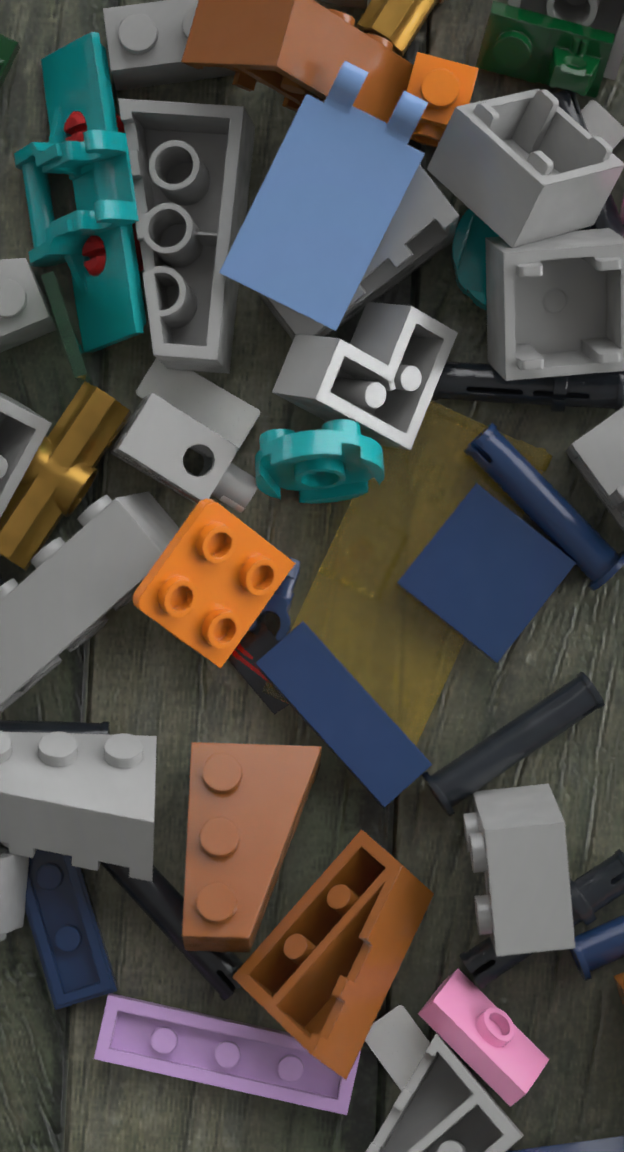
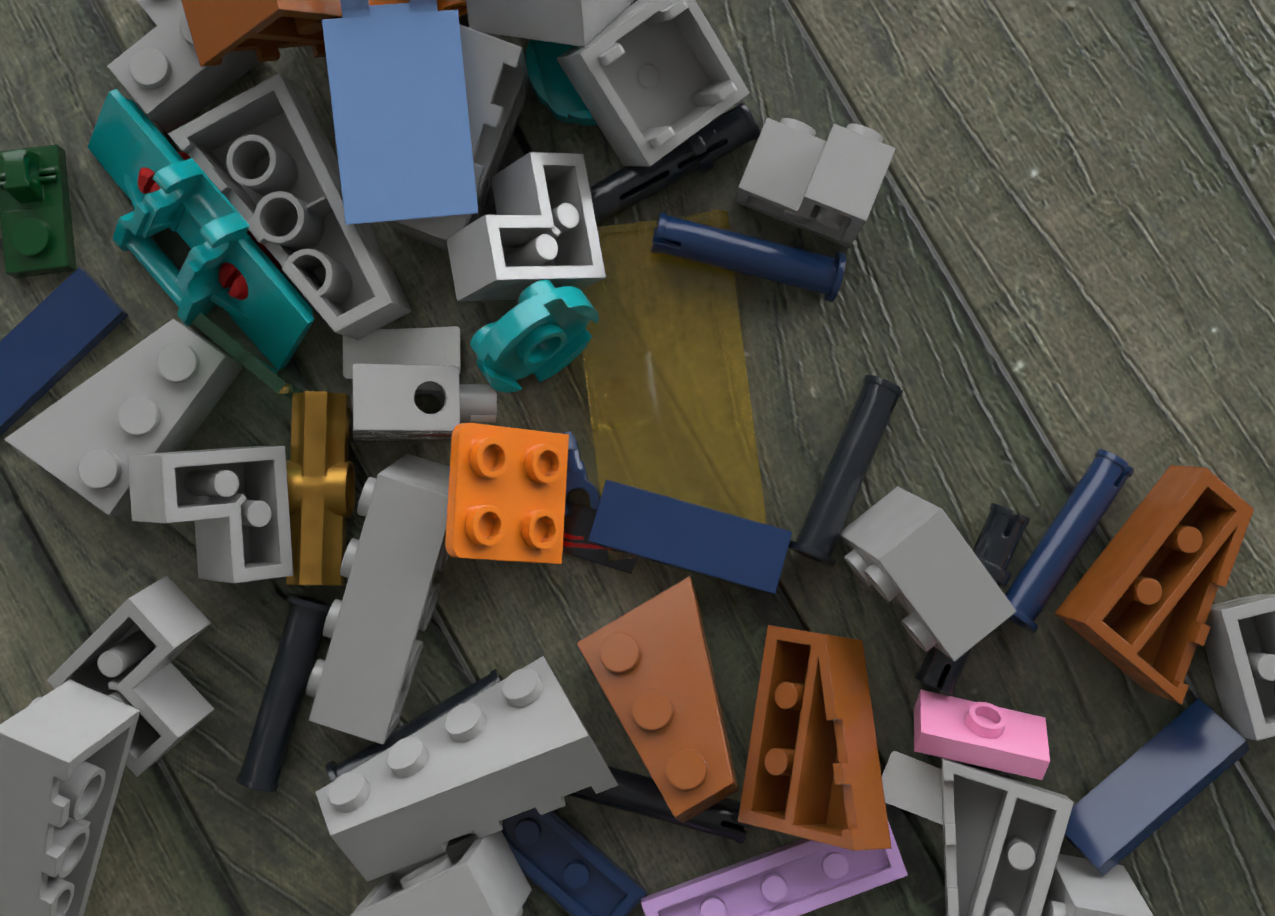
camera: 30 degrees left, 0 degrees up
(485, 573) = (734, 342): dark blue tile -> none

